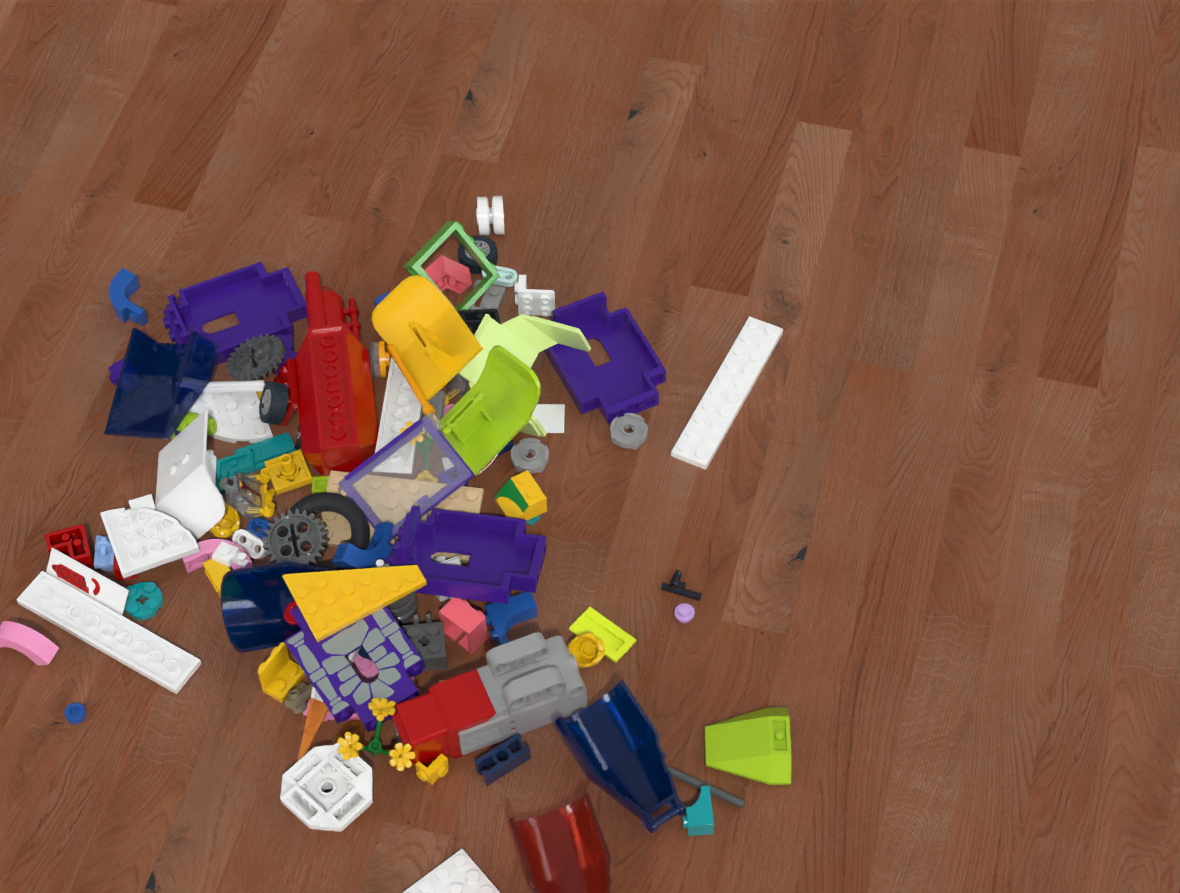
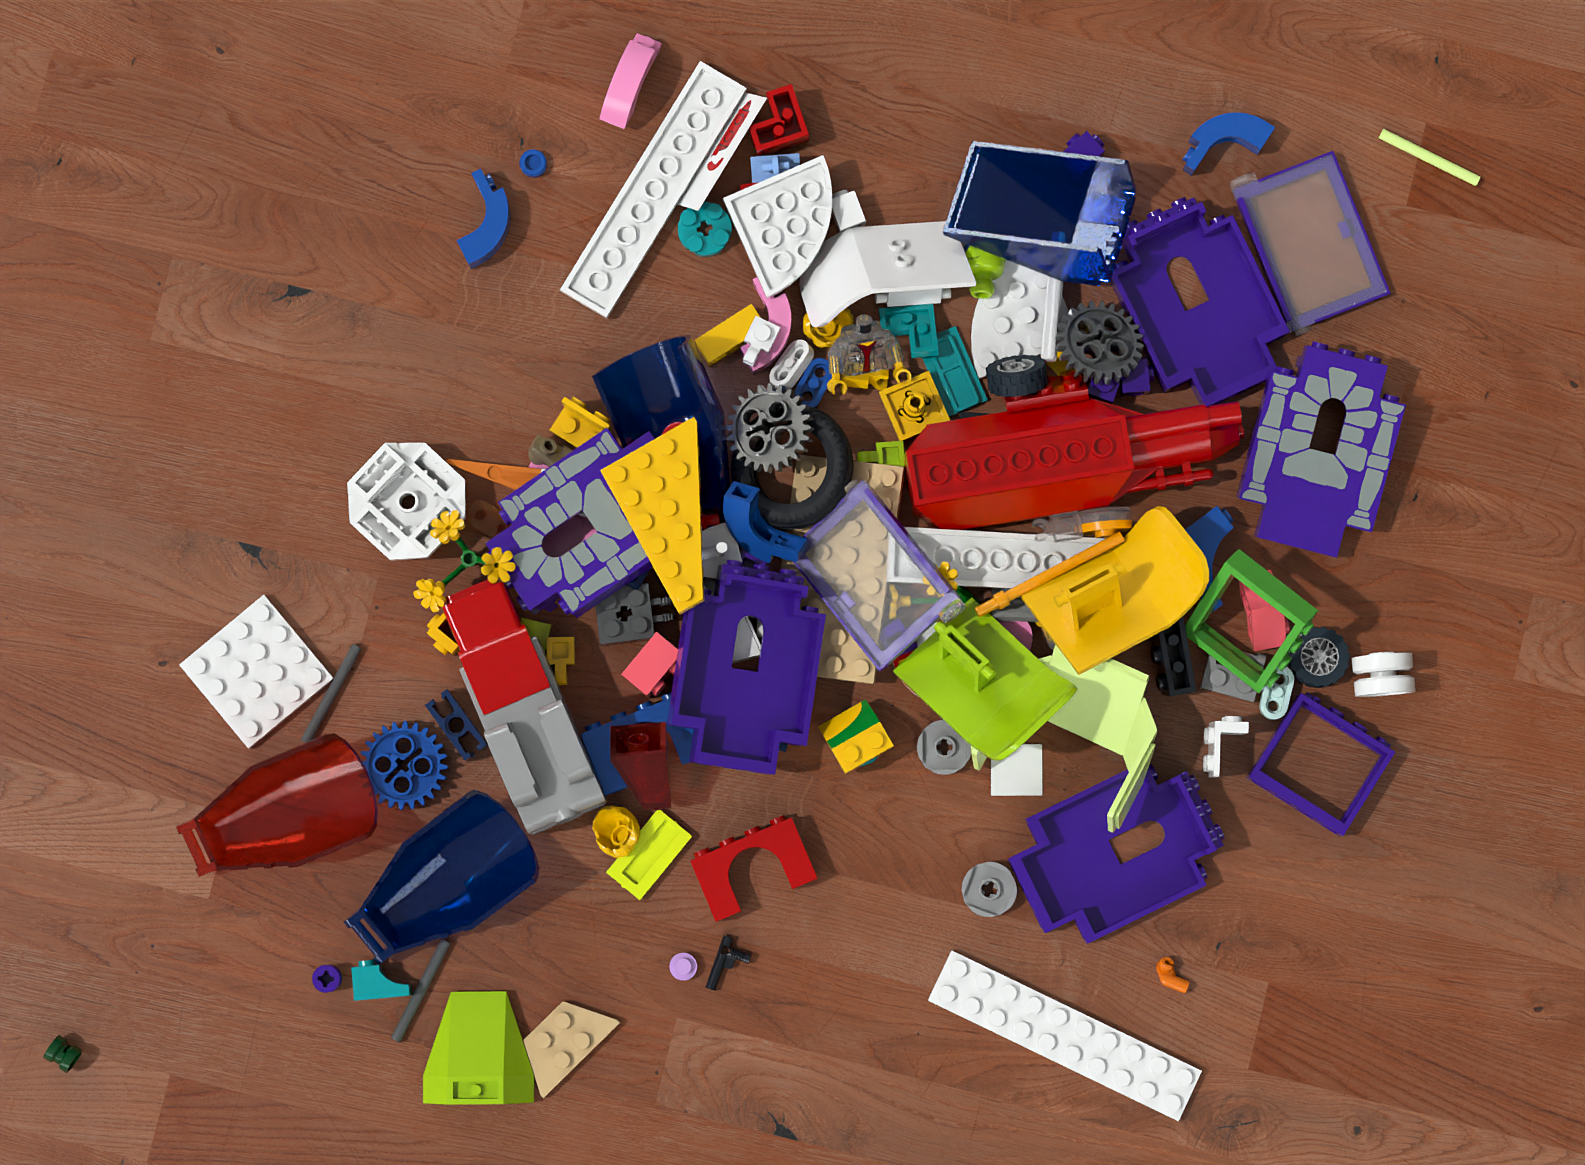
camera: 90 degrees right, 30 degrees up
(114, 734) = (491, 234): none -> blue arch
(145, 210) = (1429, 157): none -> yellowish green bar
(199, 255) = (1309, 241): none -> clear door
(366, 257) = (1306, 491): none -> panel
(380, 379) = (1062, 527): none -> clear plate
(475, 852) = (331, 693): none -> dark grey bar
(536, 615) = (643, 762): none -> clear red slope
(544, 221) = (1354, 731): none -> dark purple window
(546, 785) = (420, 784): none -> blue gear
(612, 591) = (714, 866): none -> red arch
(682, 336) = (1168, 976): none -> orange arm
(697, 856) = (332, 978): none -> dark purple wheel
(741, 690) = (564, 1042): none -> tan wing

